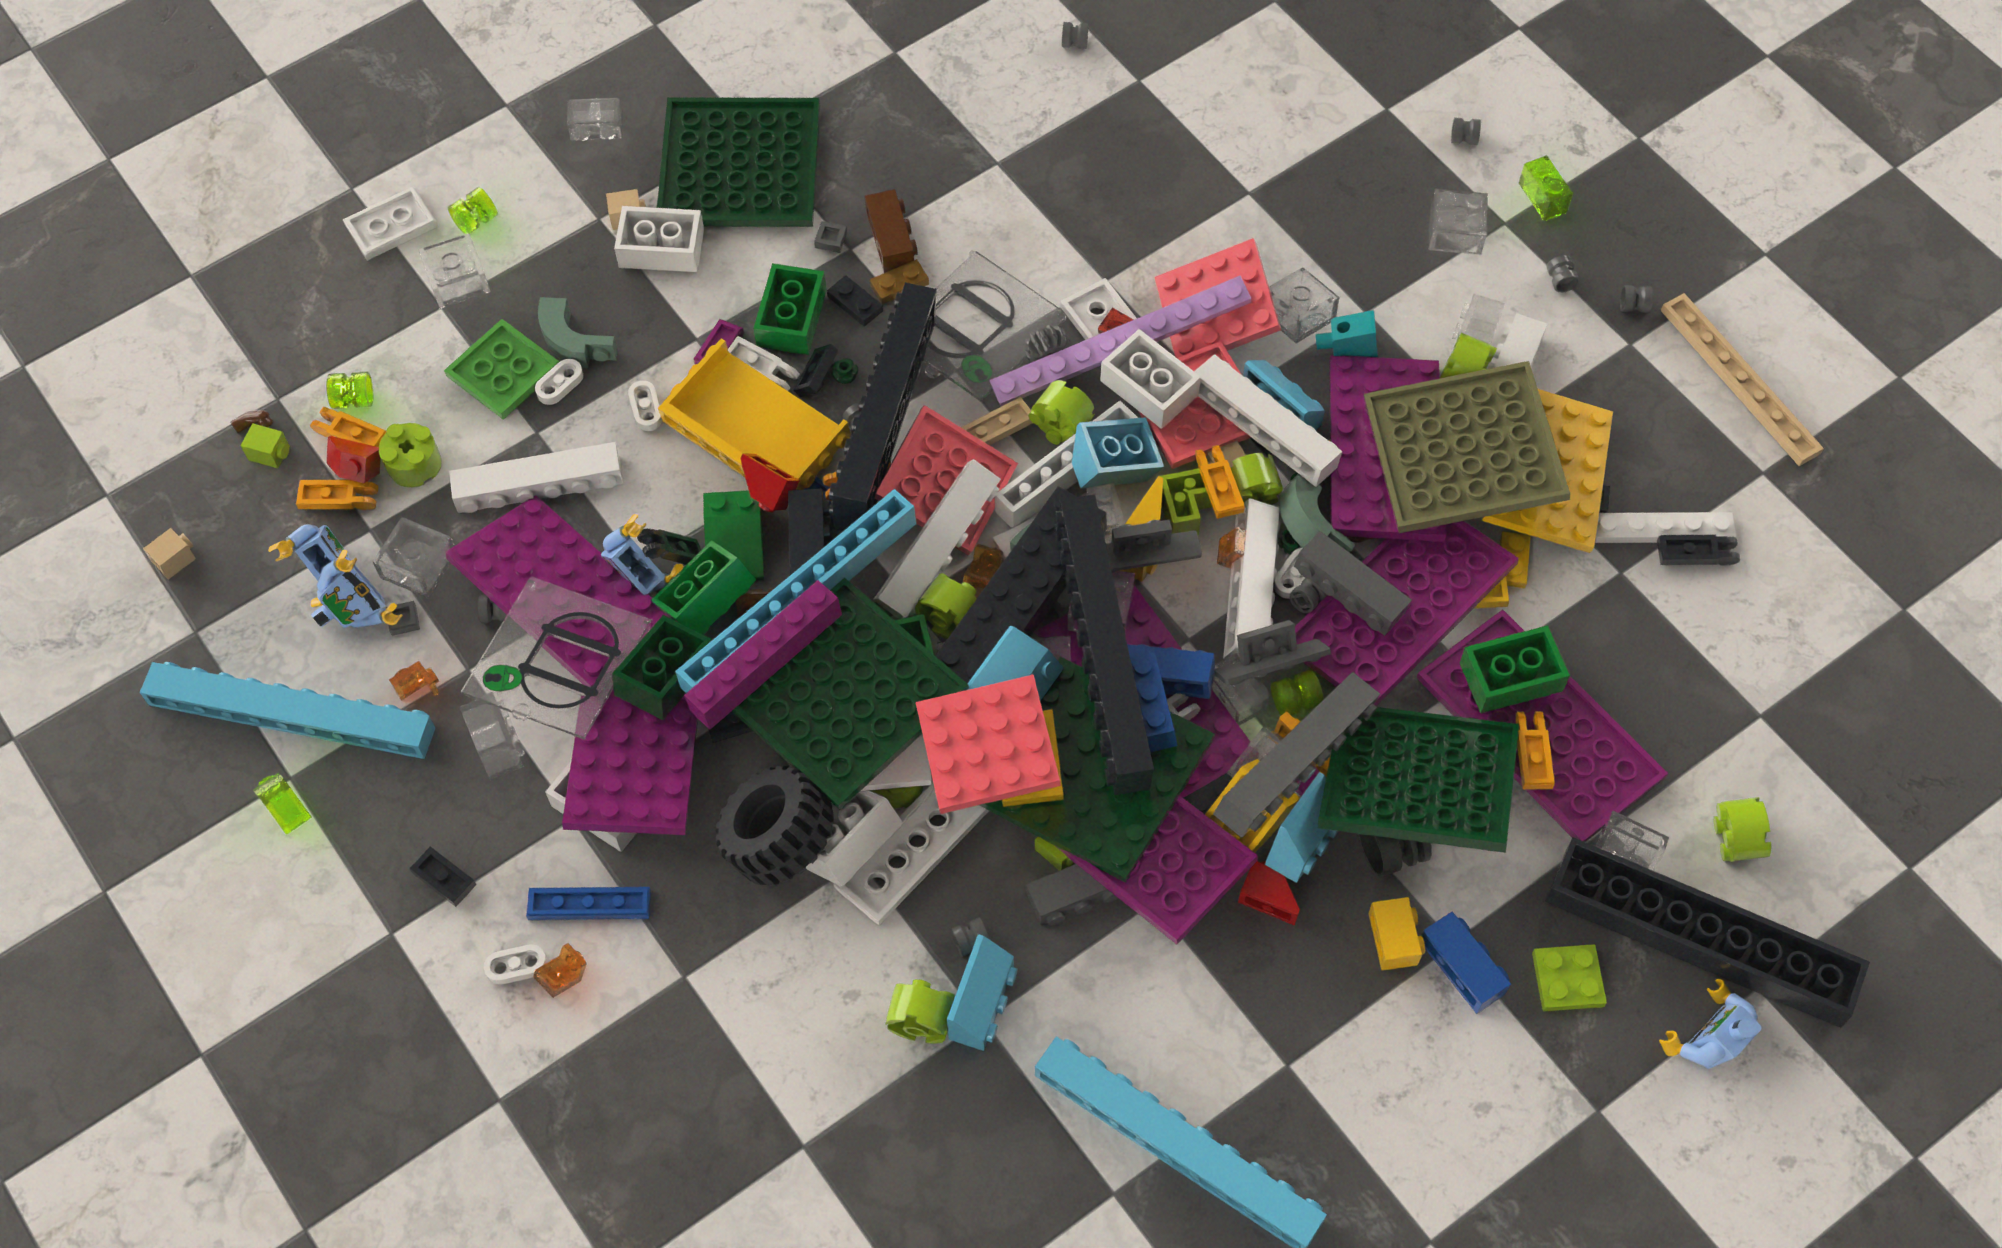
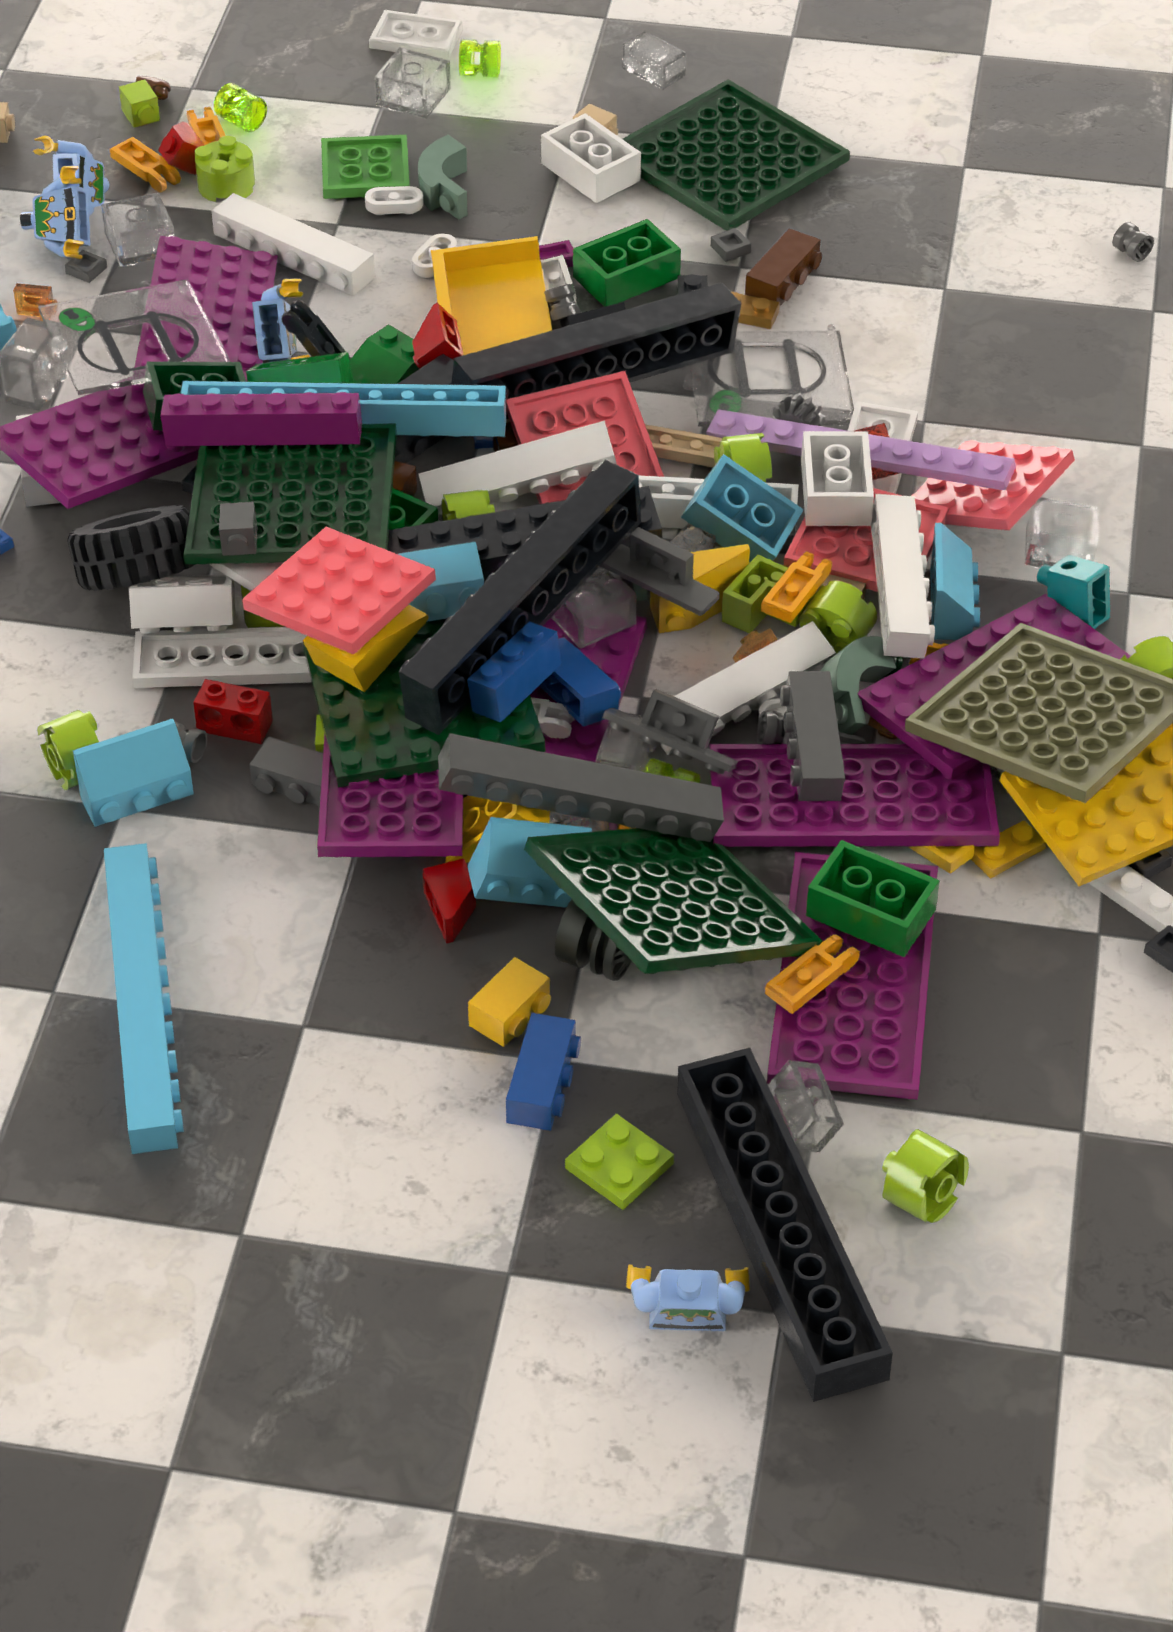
camera: 45 degrees right, 15 degrees down
(792, 377) = (562, 302): none -> dark grey wheel
(862, 756) = (238, 528): none -> dark grey brick
(974, 885) = (233, 711): none -> red brick

